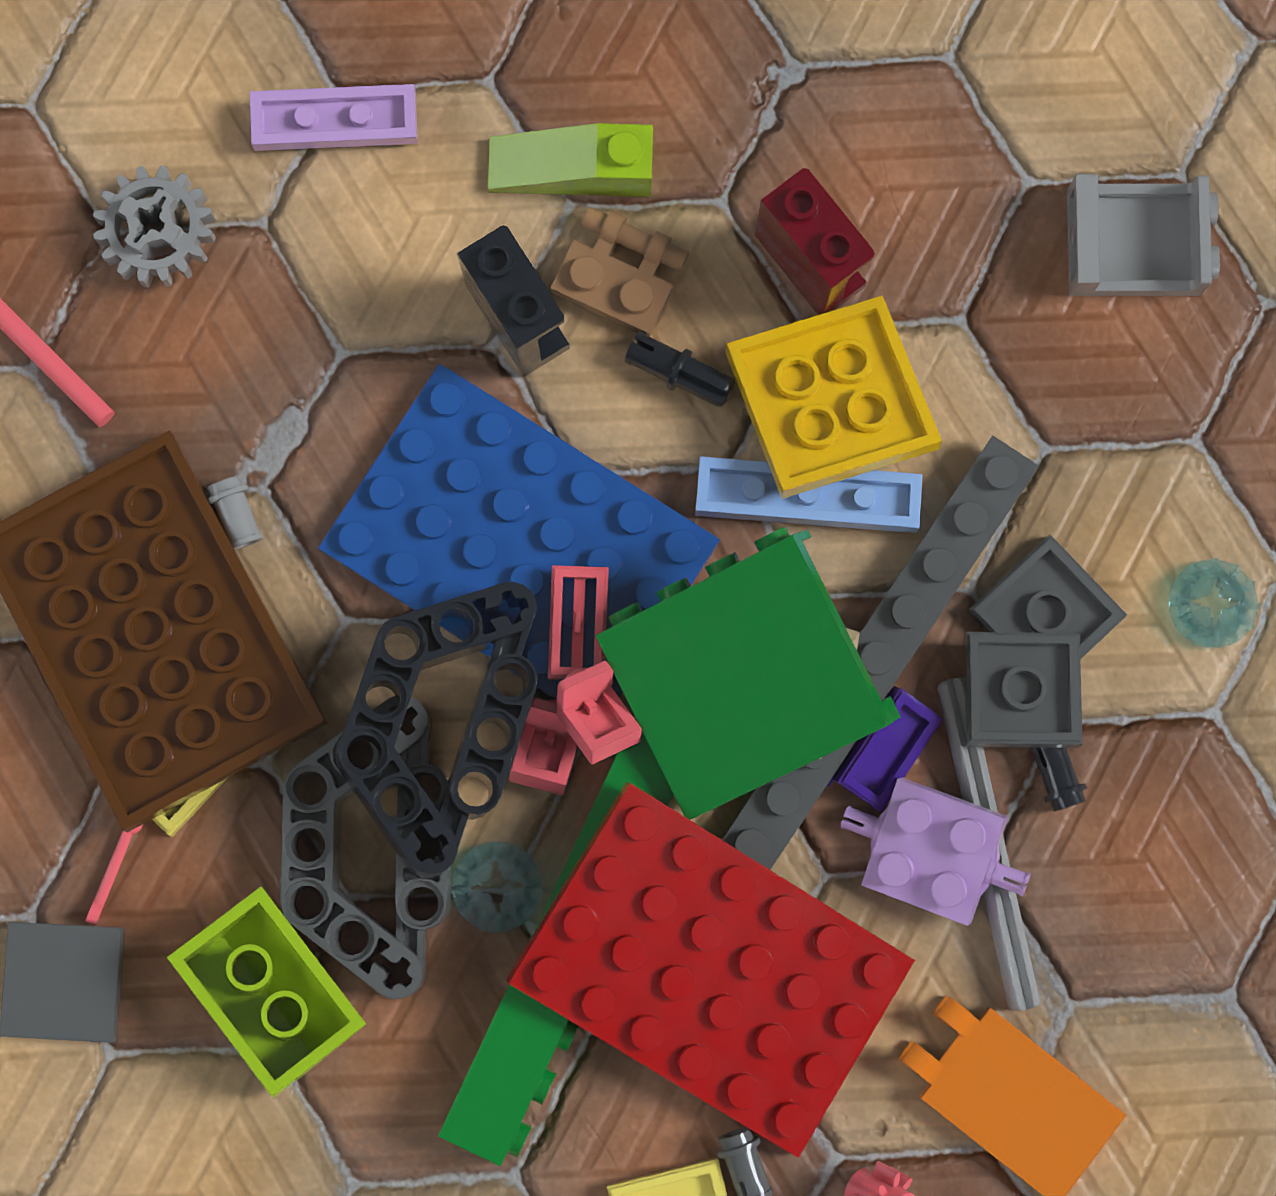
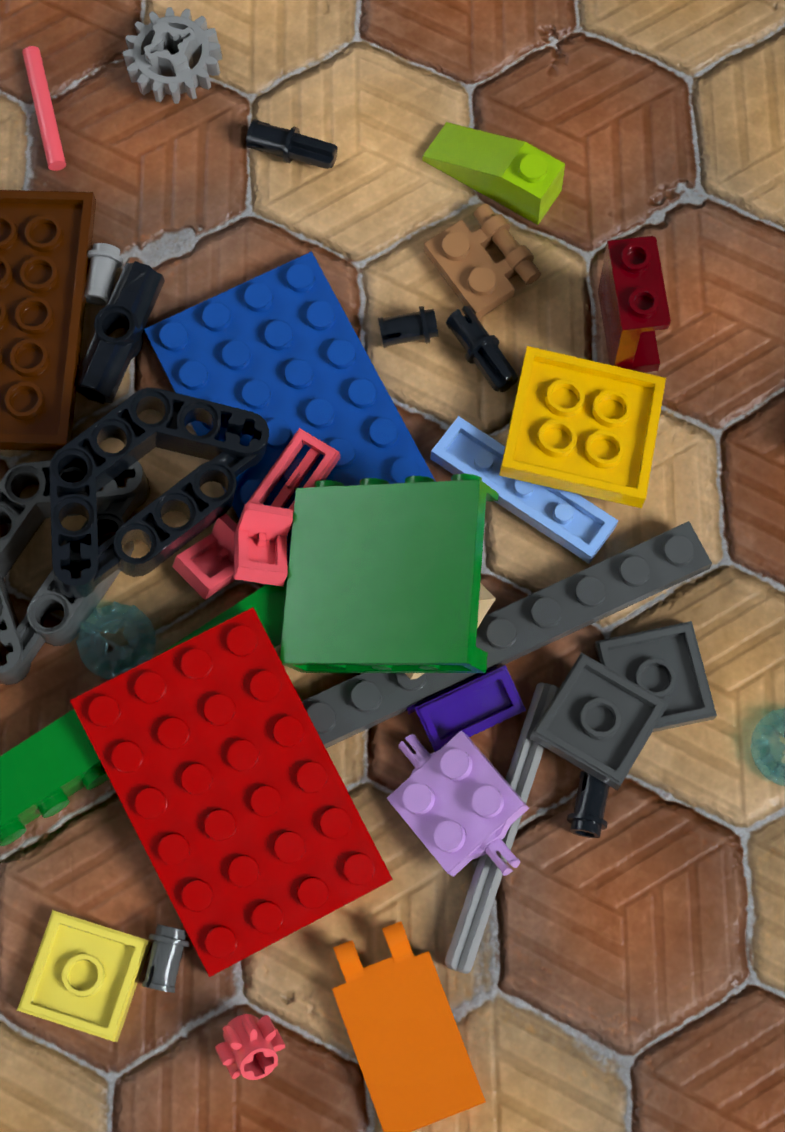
camera: 35 degrees right, 10 degrees down
(290, 532) = (108, 356): none -> black piece
(333, 117) = (344, 50): lavender plate -> none
(344, 255) = (290, 144): none -> black axle
(513, 299) = (387, 228): black panel -> none
(590, 388) = (408, 327): none -> black pin

